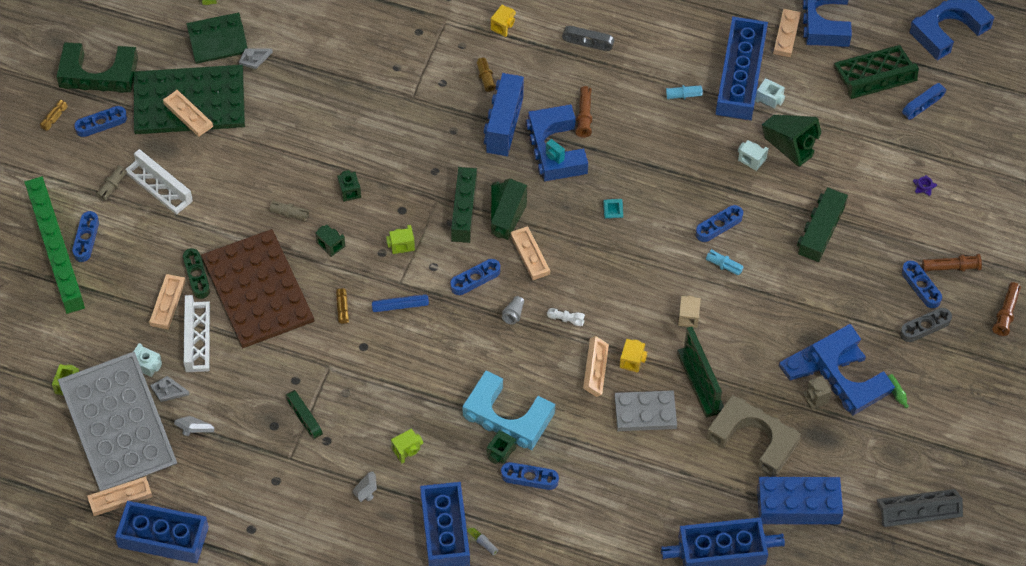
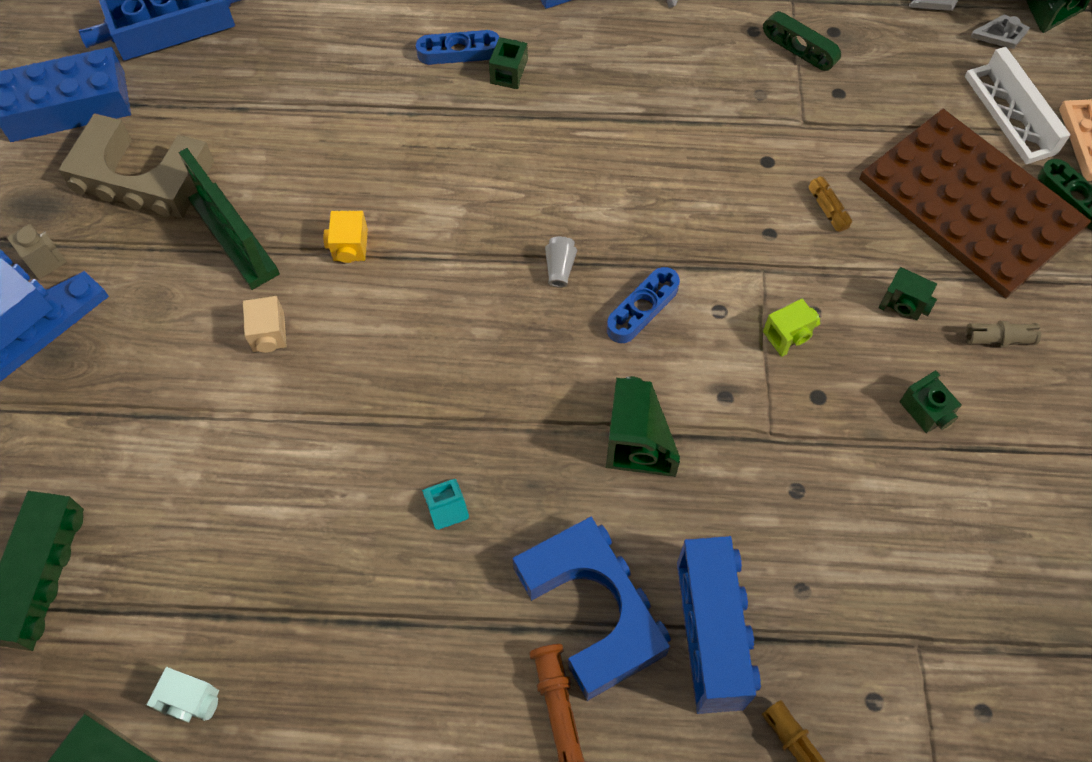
camera: 165 degrees right, 5 degrees up
(148, 360) = (1060, 54): light aqua brick -> none
(400, 303) = (743, 231): blue axle -> none
(406, 445) = (642, 35): lime brick -> none
(464, 205) = (715, 419): dark green brick -> none
(525, 429) = (487, 90): medium azure arch -> none
(530, 253) = (567, 366): light nougat plate -> none
(555, 151) = (582, 546): teal plate -> none
(574, 318) = (454, 276): white piece -> none
(596, 366) = (402, 206): light nougat plate -> none
(645, 411) = (311, 171): light grey plate -> none
(723, 216) = (238, 539): blue beam -> none
(724, 262) = (216, 441): medium azure axle -> none

